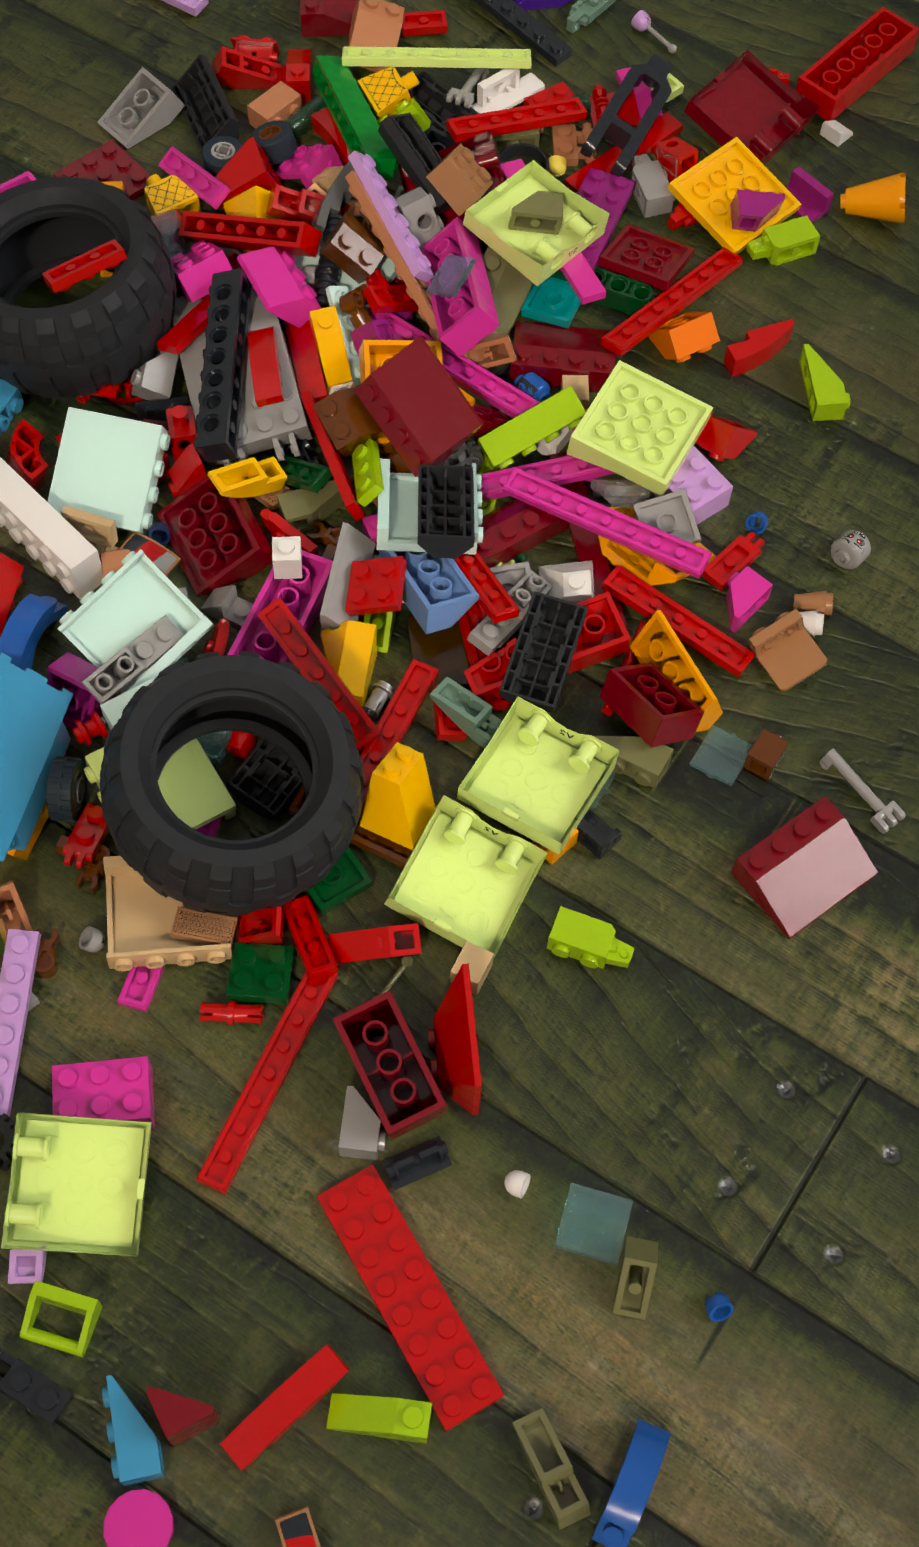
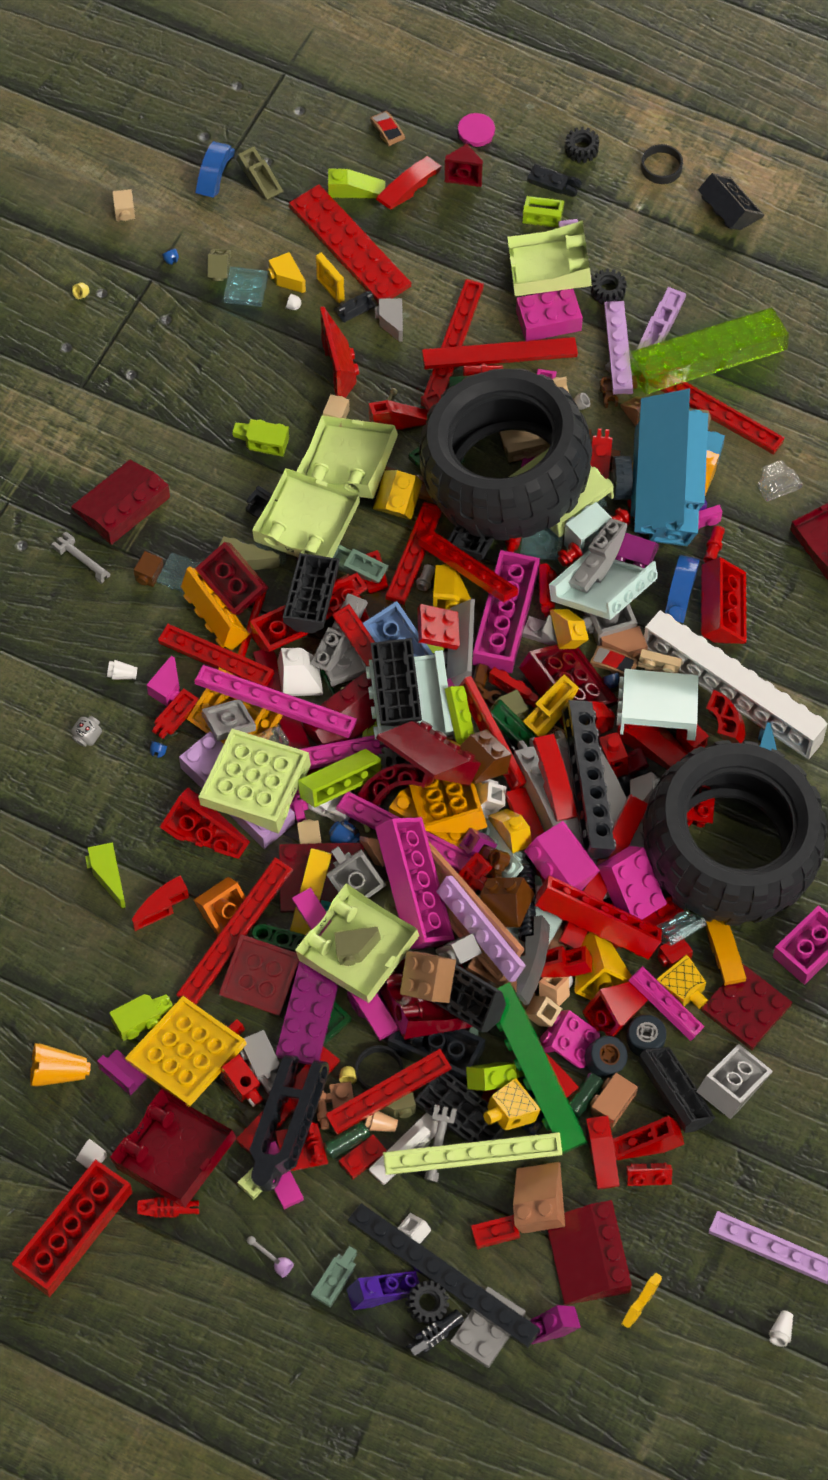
camera: 175 degrees right, 0 degrees up
(84, 266) = (705, 786): red plate -> none
(136, 1445) = (492, 164): dark azure slope -> none
(198, 1038) = (499, 353): none -> red tile
(199, 582) = (568, 628): none -> yellow slope
(287, 557) = (506, 638): white brick -> none
(390, 1065) = (376, 333): dark red brick -> none
(451, 276) = (420, 872): clear light blue piece -> none
(452, 1203) = (330, 278): none -> yellow tile
(506, 38) = (415, 1228): none -> white slope
(523, 1239) = (286, 273): none -> yellow slope
(528, 316) = (356, 872): none -> light grey hinge
(580, 321) = (314, 879): none -> yellow slope
(754, 209) = (167, 1026): magenta slope -> none
(787, 650) = (134, 641): medium nougat bracket -> none
(799, 1424) = (123, 205): none -> tan brick
(814, 601) = (112, 686): medium nougat cone -> none
(872, 1253) = (80, 290): none -> light yellow hinge

